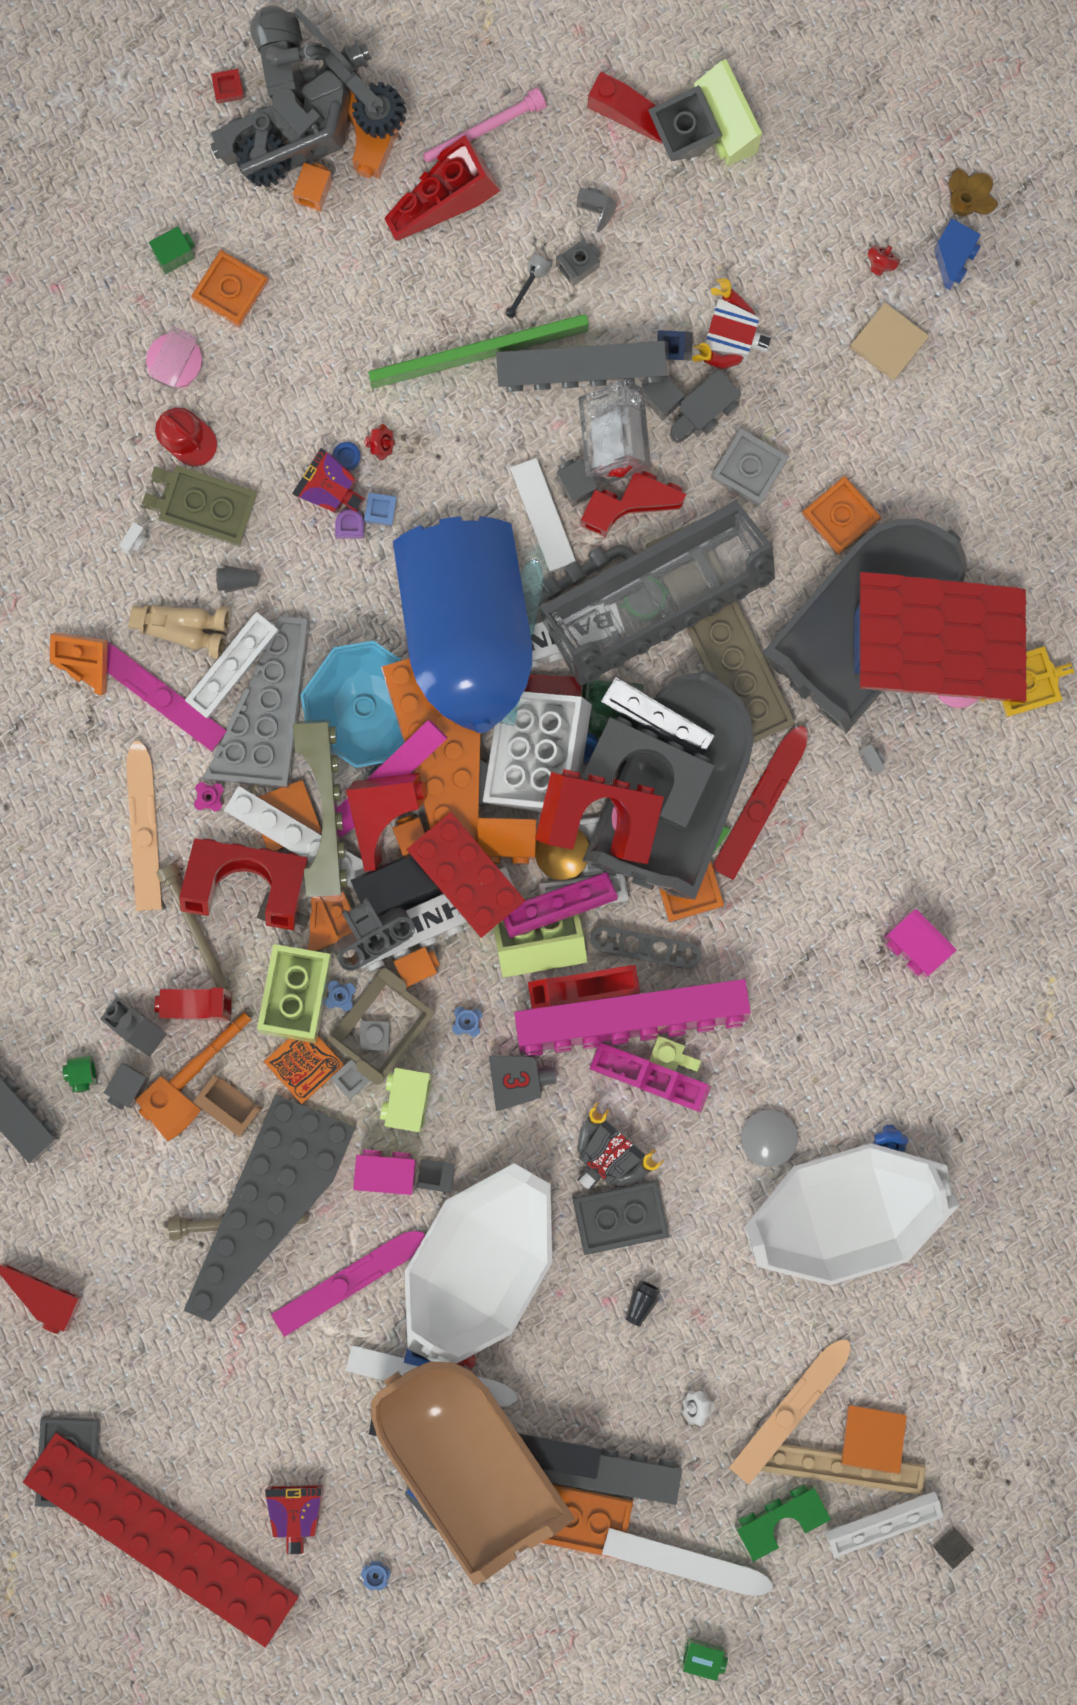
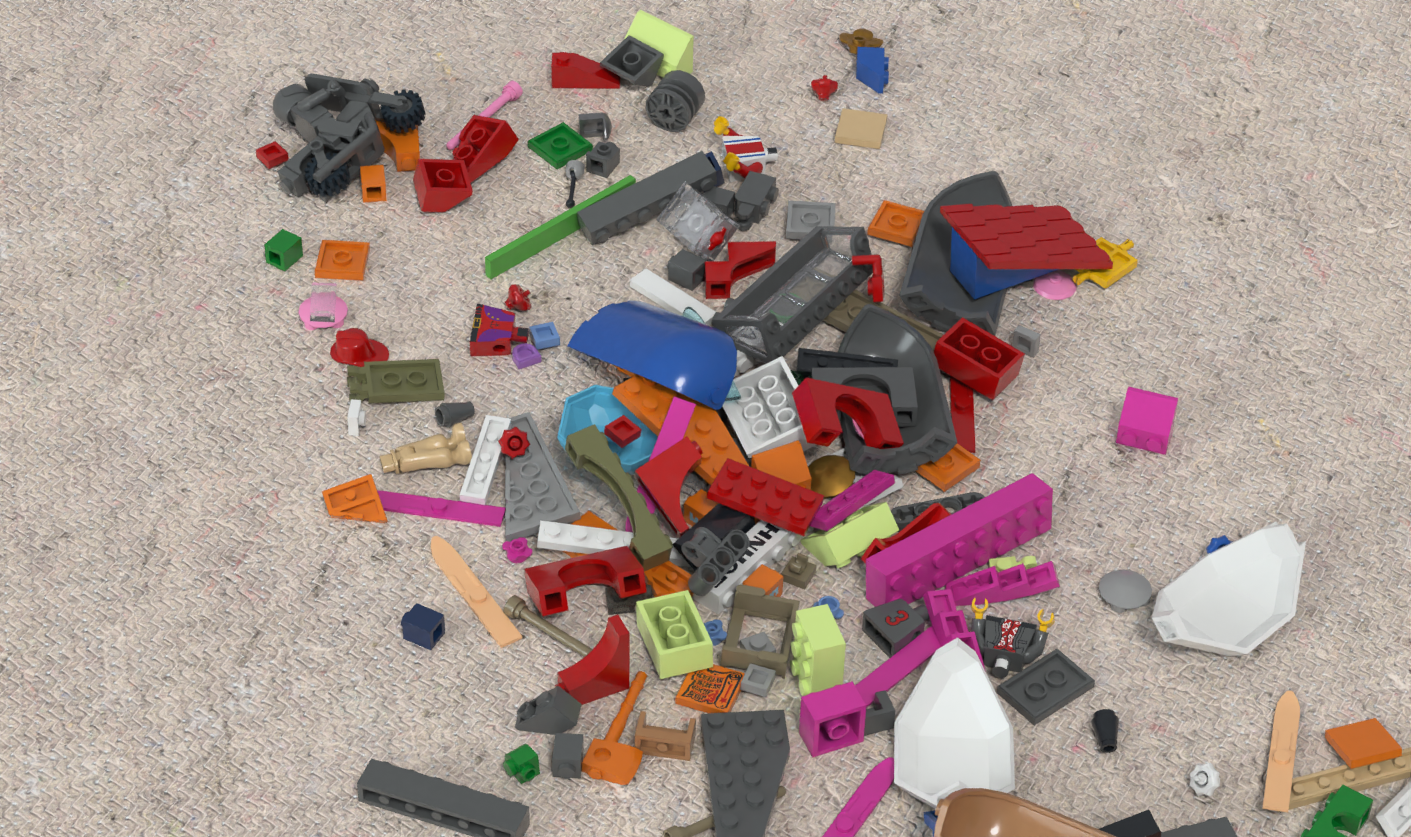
camera: 25 degrees left, 40 degrees down
(68, 857) = (423, 626): none -> dark blue brick
(264, 665) = (514, 442): none -> red piece
(363, 726) = (622, 431): none -> red plate
(381, 229) = (441, 184): none -> red slope
(465, 958) = (799, 571): none -> dark tan tile
(493, 1127) = (899, 665): none -> dark pink piece
(546, 213) = (560, 145): none -> green tile
(563, 1124) = (947, 621): none -> dark pink slope
(697, 215) = (675, 101): none -> dark grey wheel
(759, 607) = (876, 282): none -> red plate
(799, 771) = (978, 358): none -> red brick

